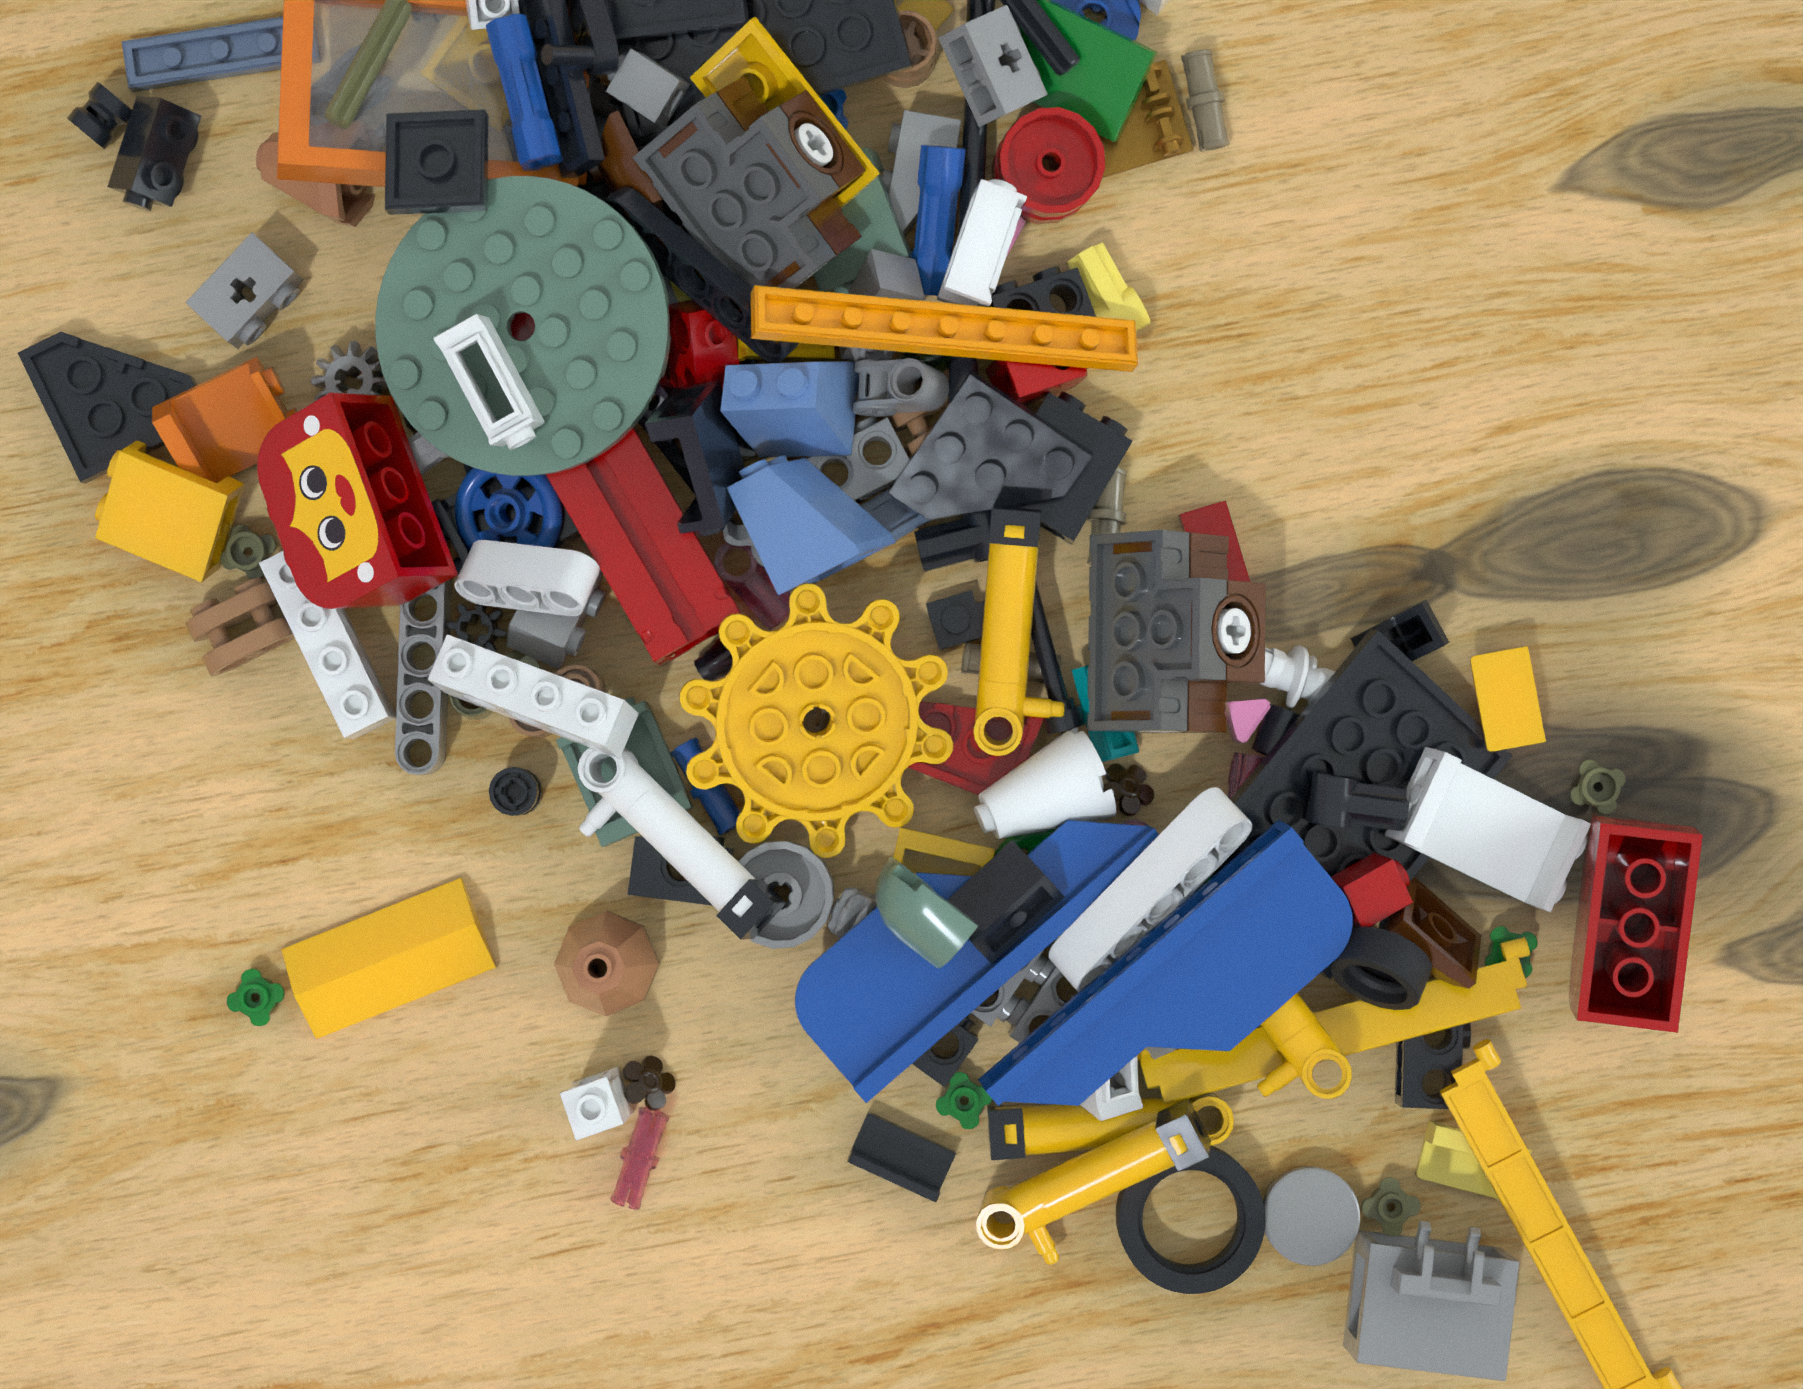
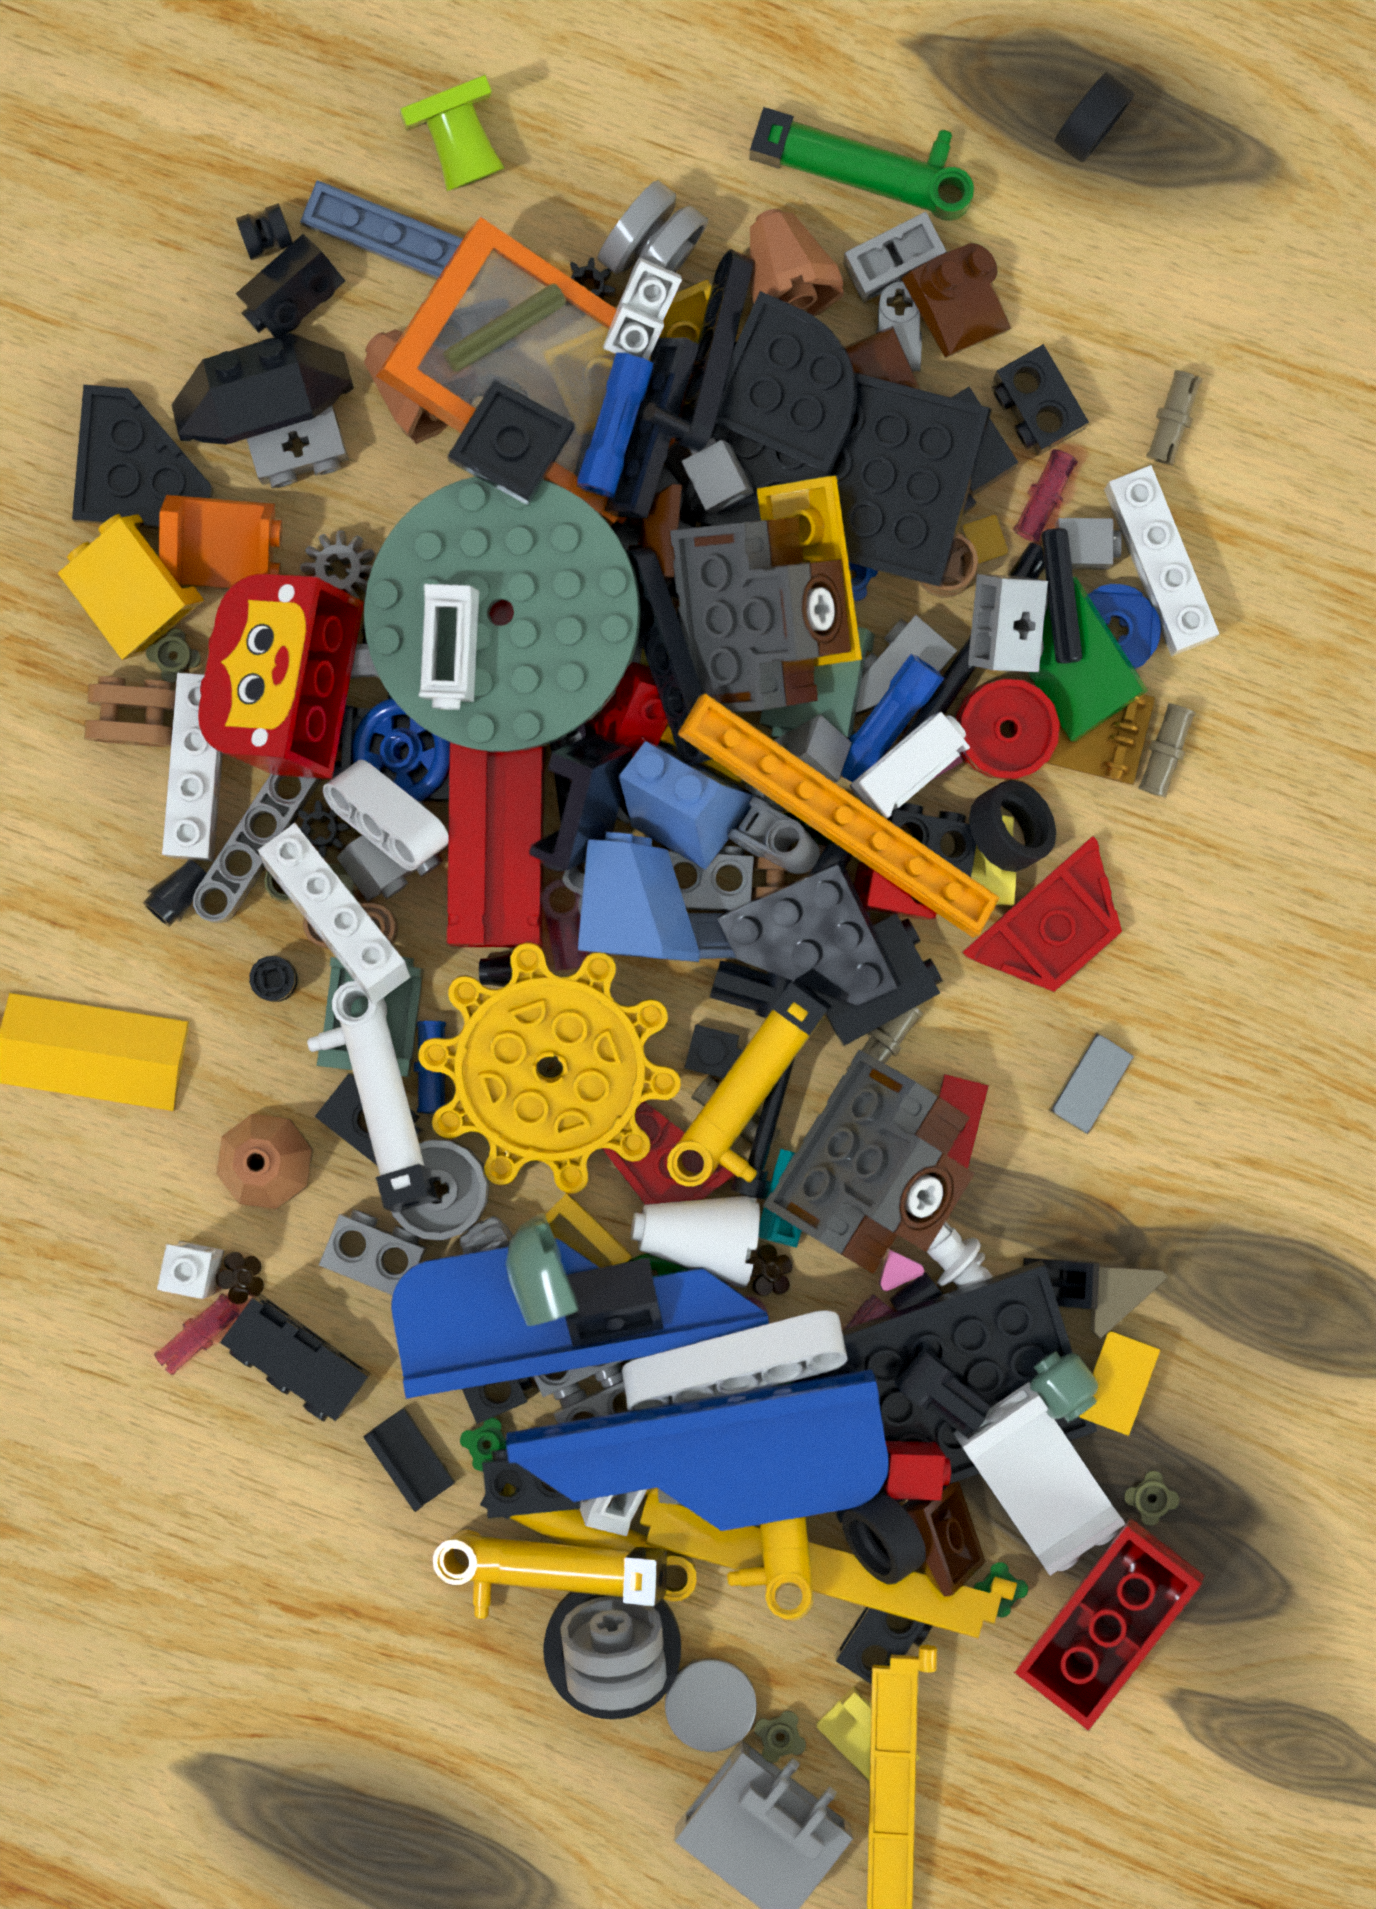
camera: 30 degrees right, 0 degrees up
(180, 259) = (260, 389): none -> black wedge
(378, 770) = (175, 893): none -> black cone
(741, 1127) = (294, 1358): none -> black wedge
(760, 1001) = (370, 1266): none -> light grey brick
(1035, 1126) = (530, 1499): none -> black brick
(1095, 266) = (992, 835): none -> black tyre
(1196, 1223) = (613, 1653): none -> light grey wheel
(1197, 319) = (1054, 925): none -> red wing
(1316, 443) = (1091, 1083): none -> slope
(1460, 618) = (1120, 1292): none -> dark tan slope
(1462, 729) = (1065, 1385): none -> sand green head

